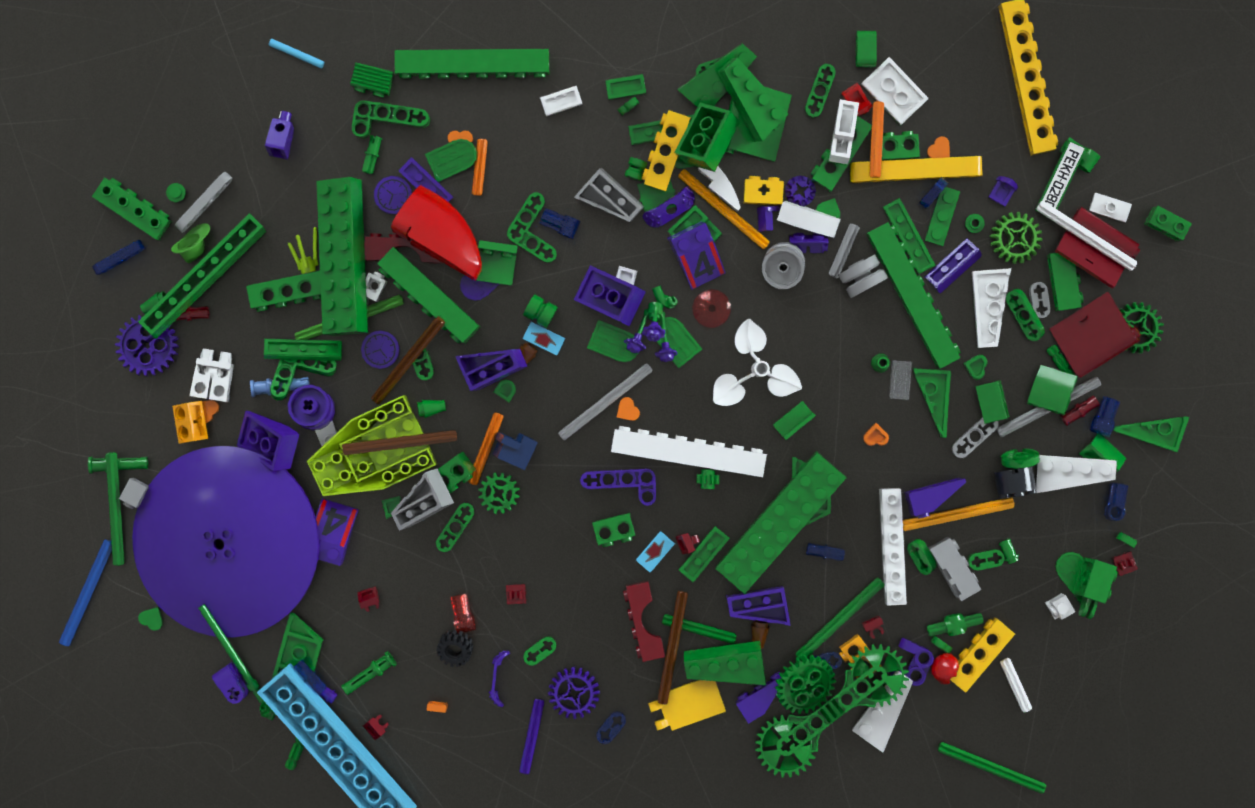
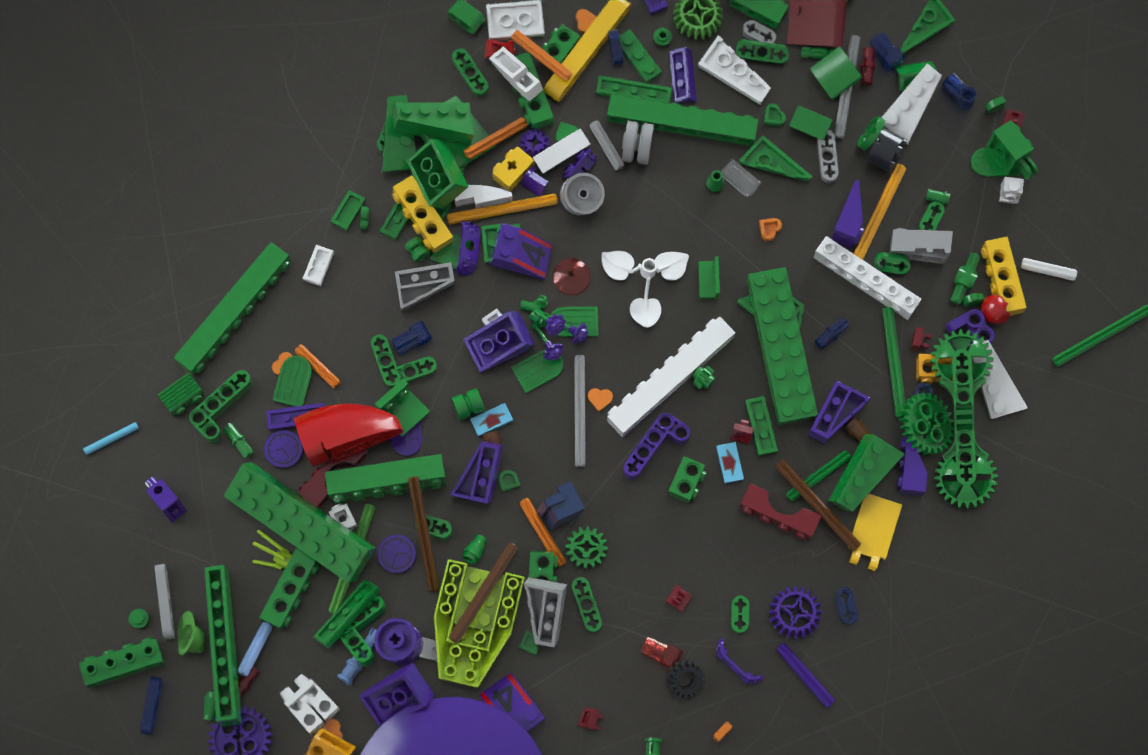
camera: 55 degrees left, 15 degrees down
(220, 301) = (254, 649): none -> light blue axle
(778, 157) = (495, 138): none -> orange axle

